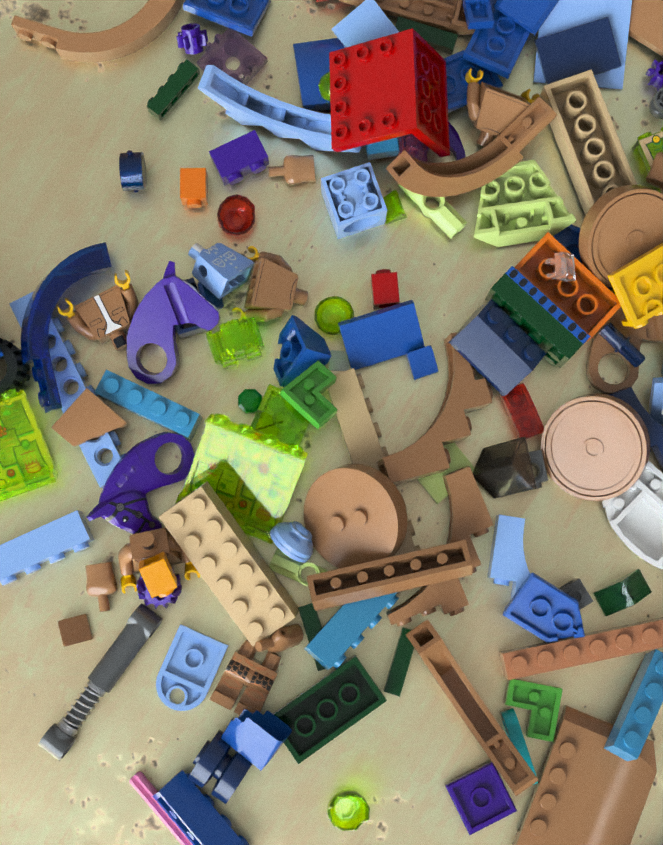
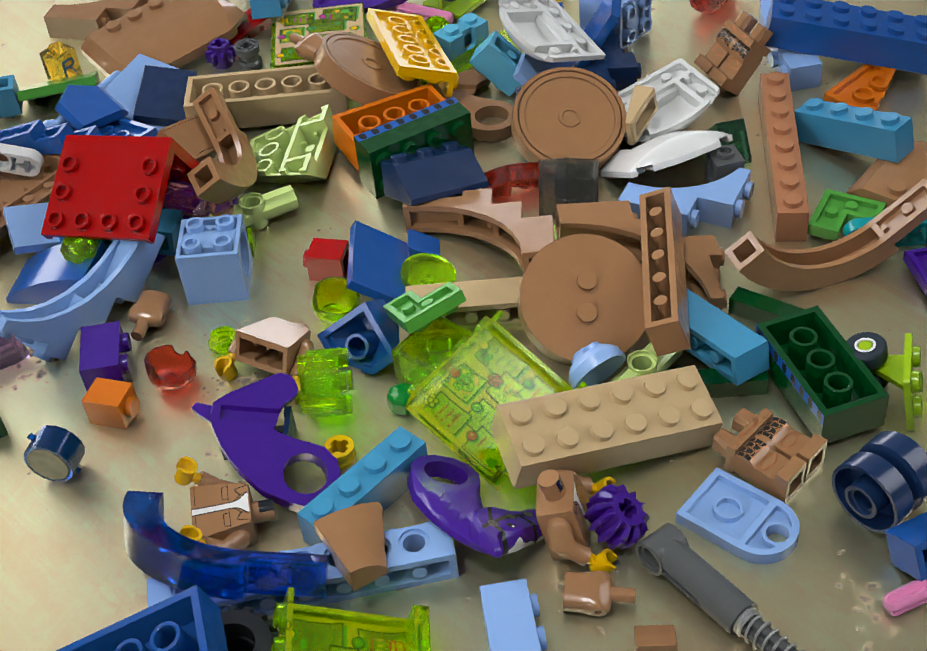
camera: 70 degrees left, 40 degrees down
(158, 575) = (601, 477): light orange brick -> none
(187, 363) = (342, 449): none -> yellow bush
(220, 268) = (230, 377): light blue torso -> none
(256, 736) = (846, 422): piece -> none
(280, 234) = (221, 339): none -> clear neon green plate
(281, 639) = (723, 400): medium nougat piece -> none
(340, 768) = (896, 369): none -> lime plate
(387, 377) = (426, 269): none -> clear neon green piece
(545, 610) = (733, 172): blue tile -> none
(564, 267) = (373, 102): clear tile -> none
(577, 544) = (663, 152): none -> white slope
(621, 344) = (476, 97): dark blue axle -> none
(630, 508) = (640, 112): none -> tan slope

